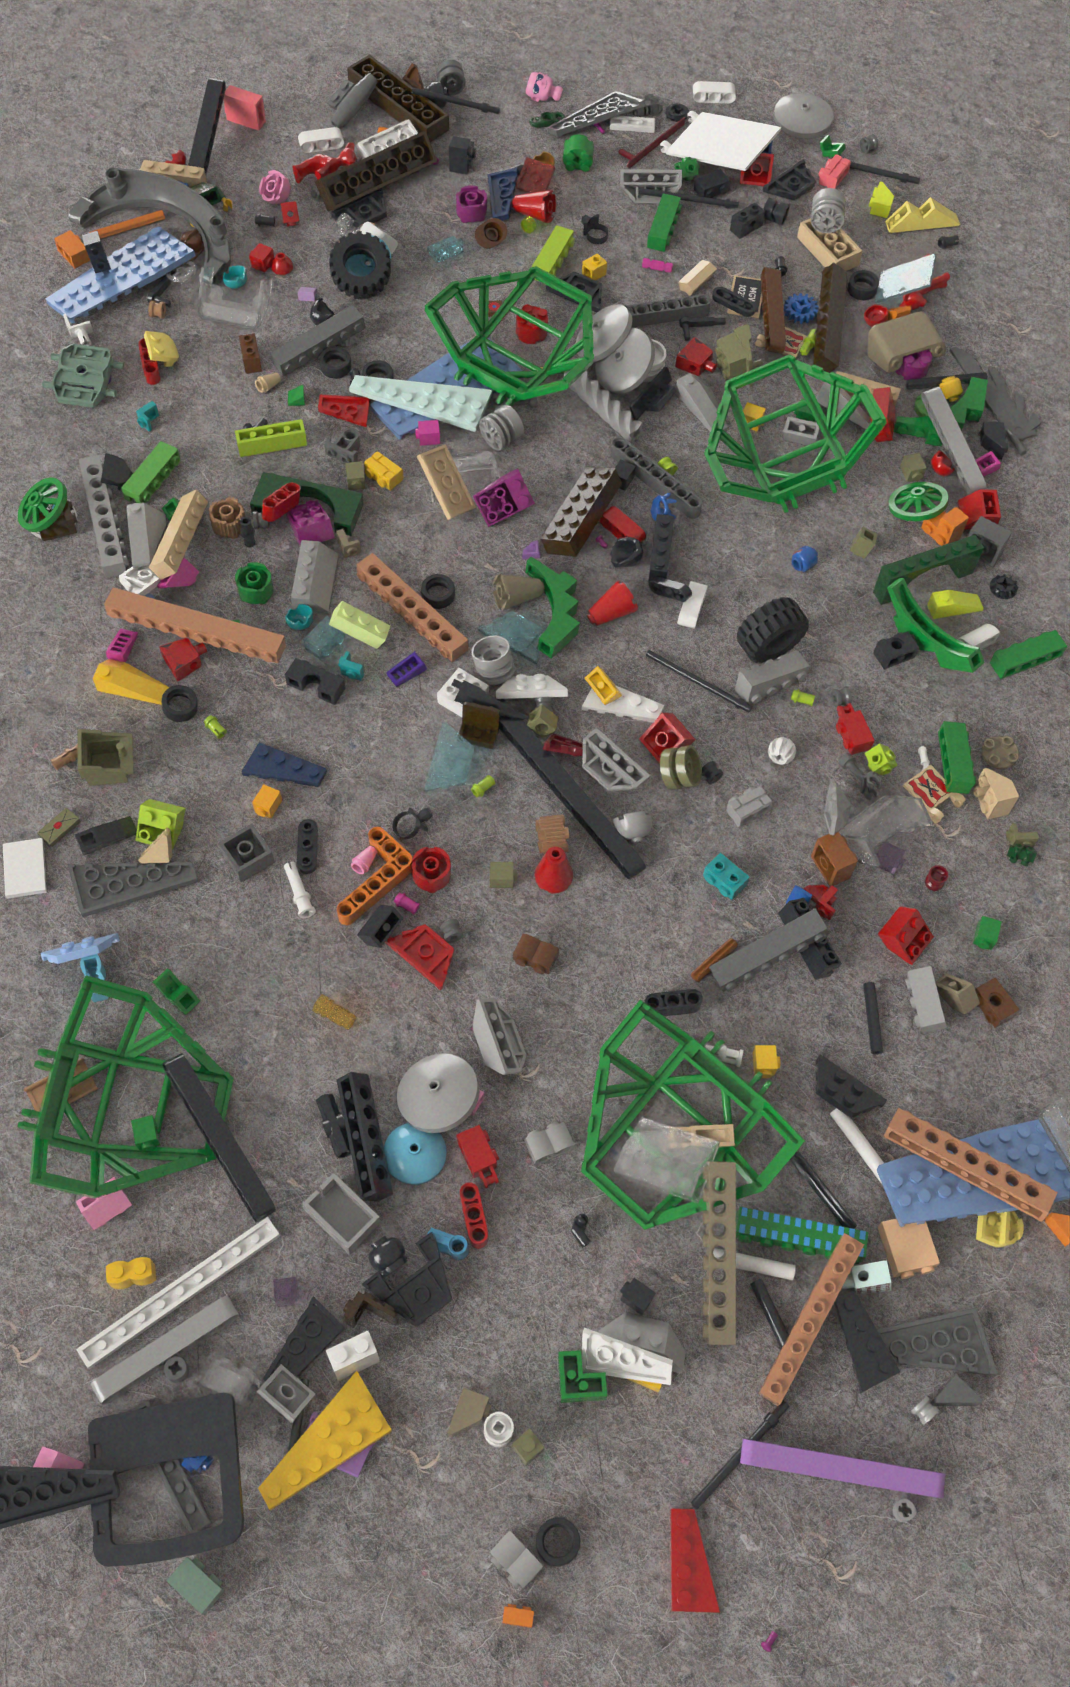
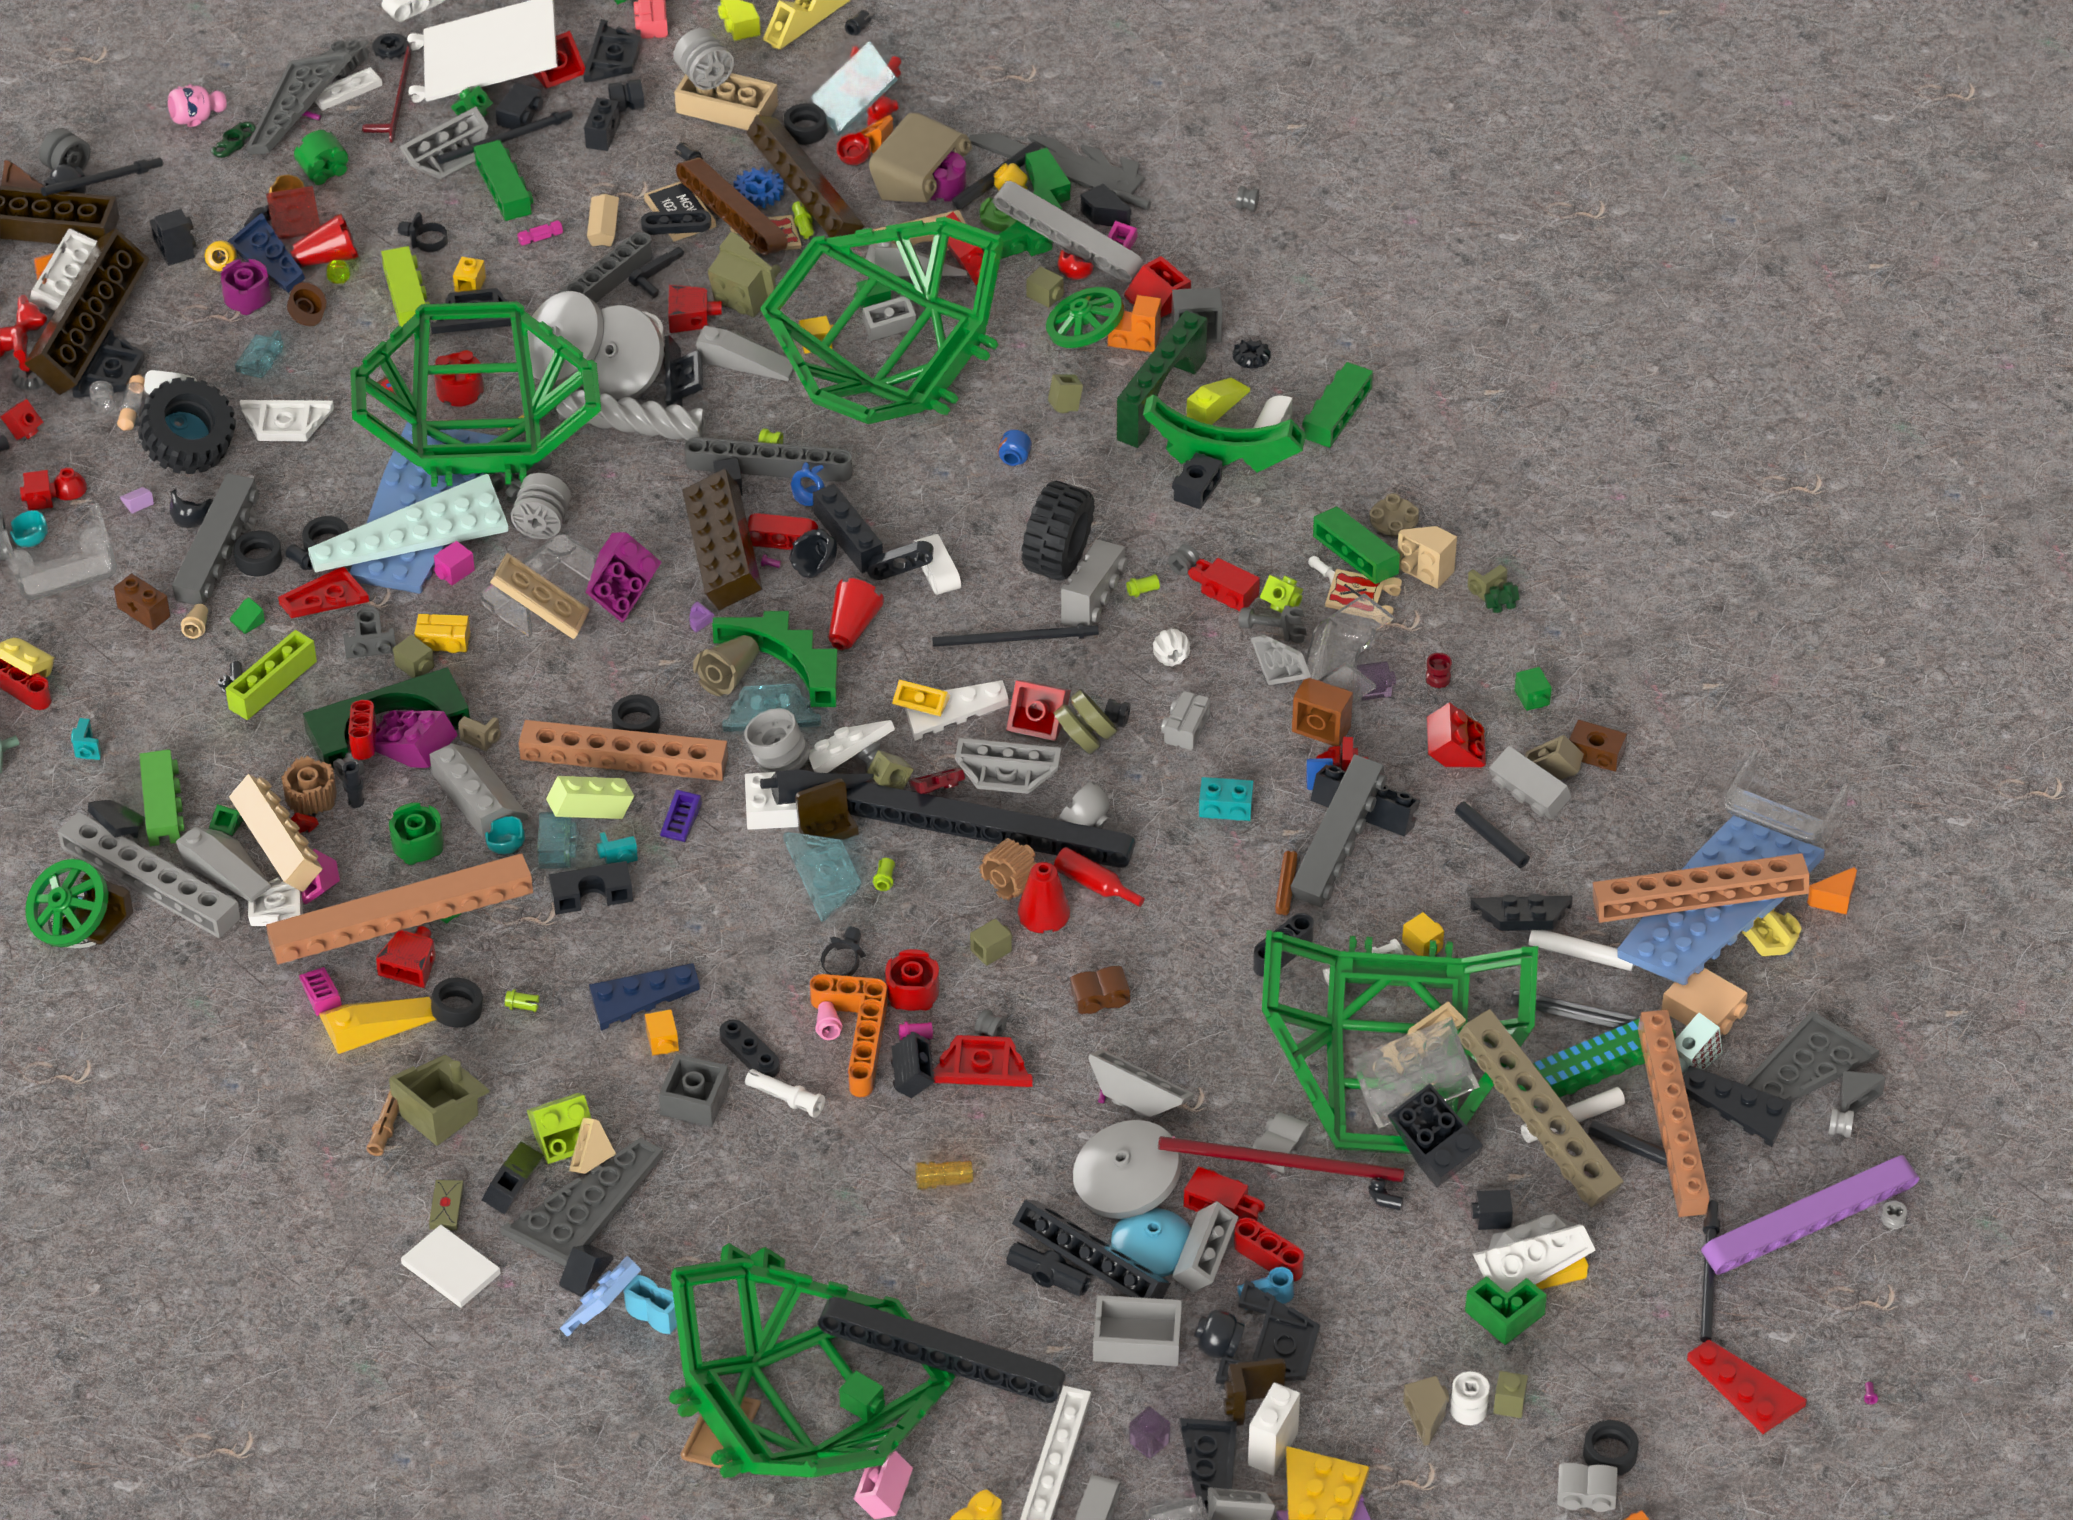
camera: 35 degrees left, 15 degrees down
(90, 922) = (584, 1268): none -> black slope
(204, 536) = (305, 822): none -> red tile
(419, 291) = (285, 418): none -> white wing
(434, 1185) = (1205, 1247): none -> light grey brick
(476, 178) = (212, 258): none -> yellow head
(532, 1159) = (1280, 1159): none -> dark red piece
(600, 873) = (1093, 876): none -> red piece
(640, 1216) = (1435, 1135): none -> black slope

